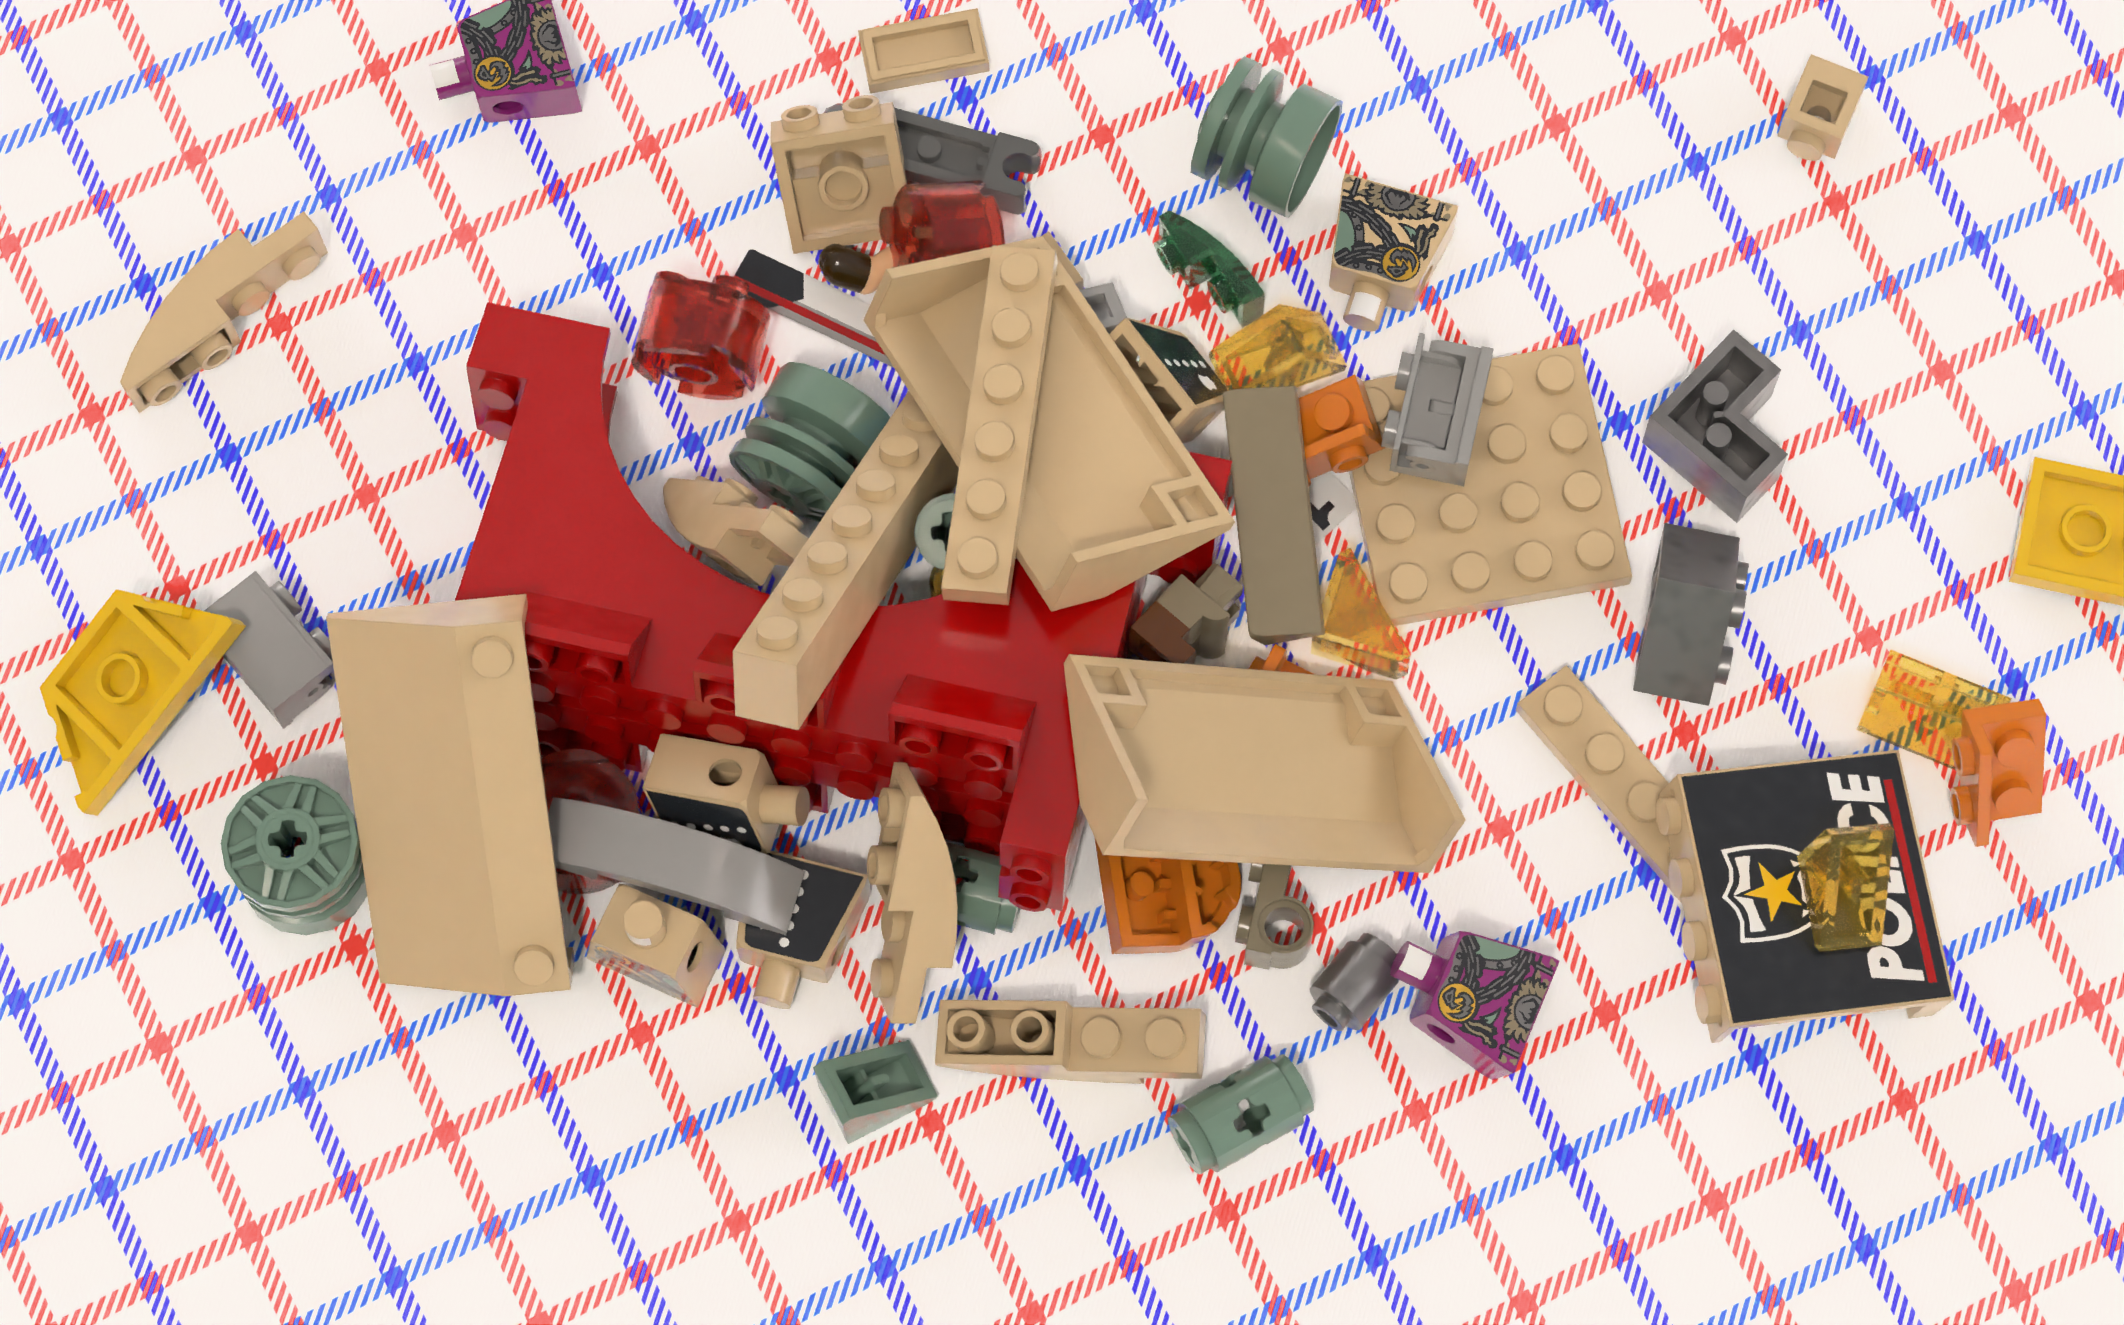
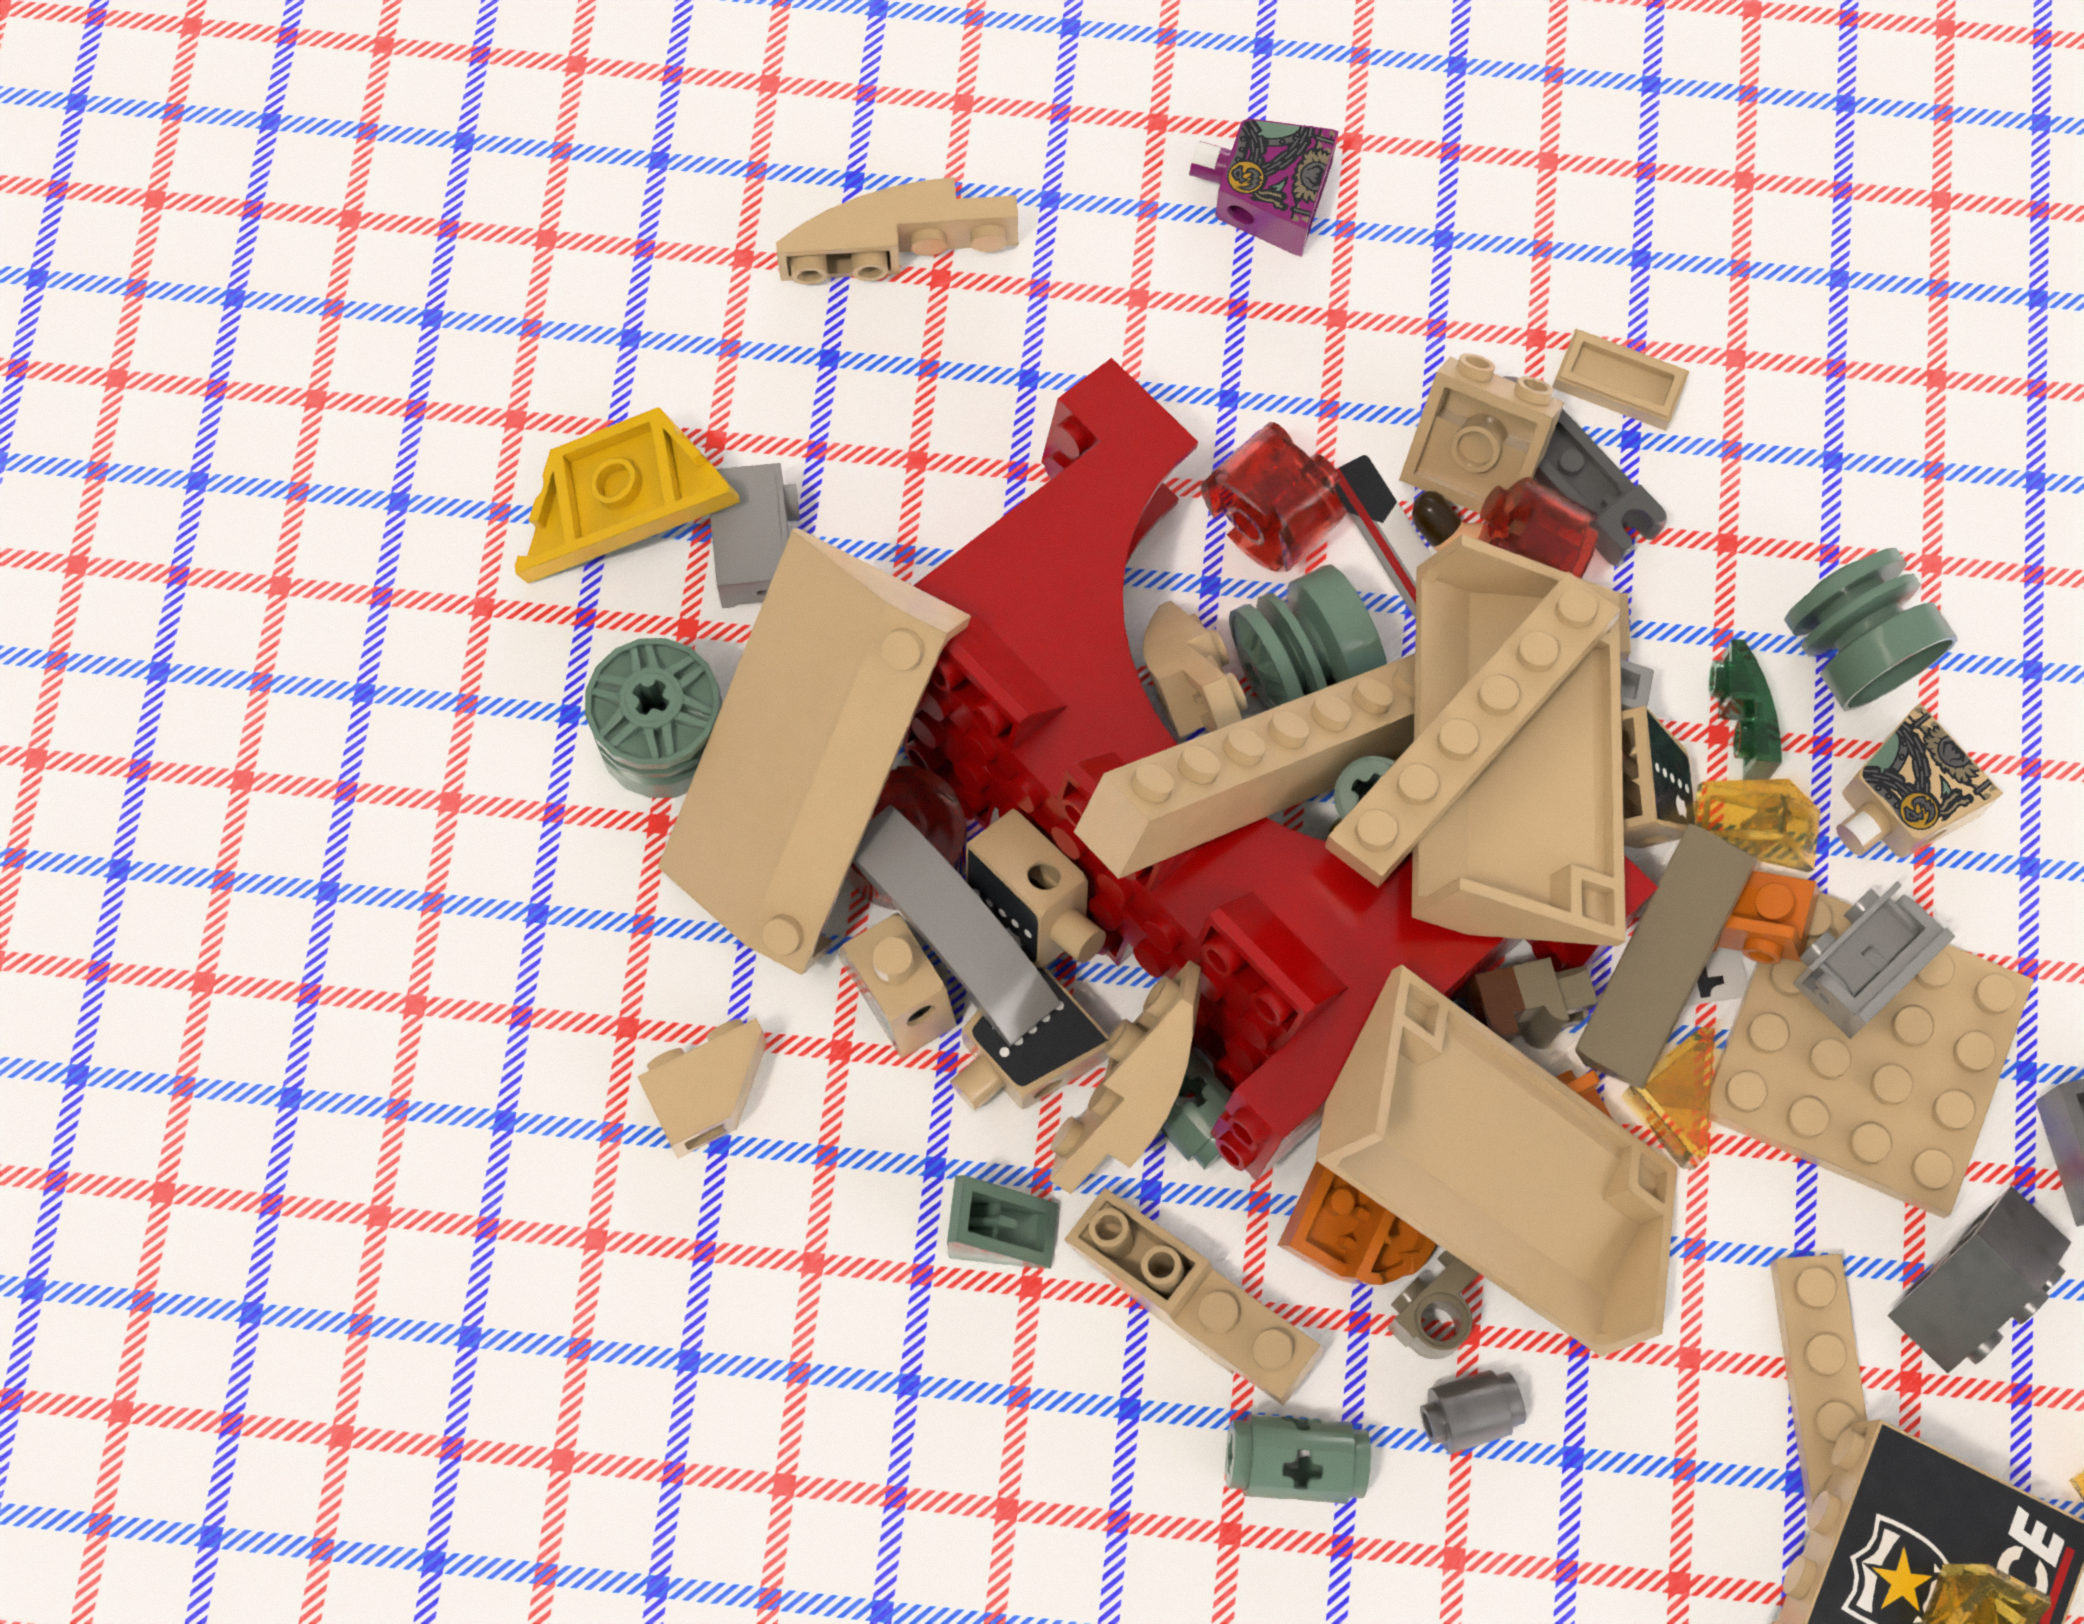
camera: 30 degrees right, 0 degrees up
(550, 1140) = (705, 1089): none -> tan slope
(1477, 997) = (1571, 1496): torso -> none

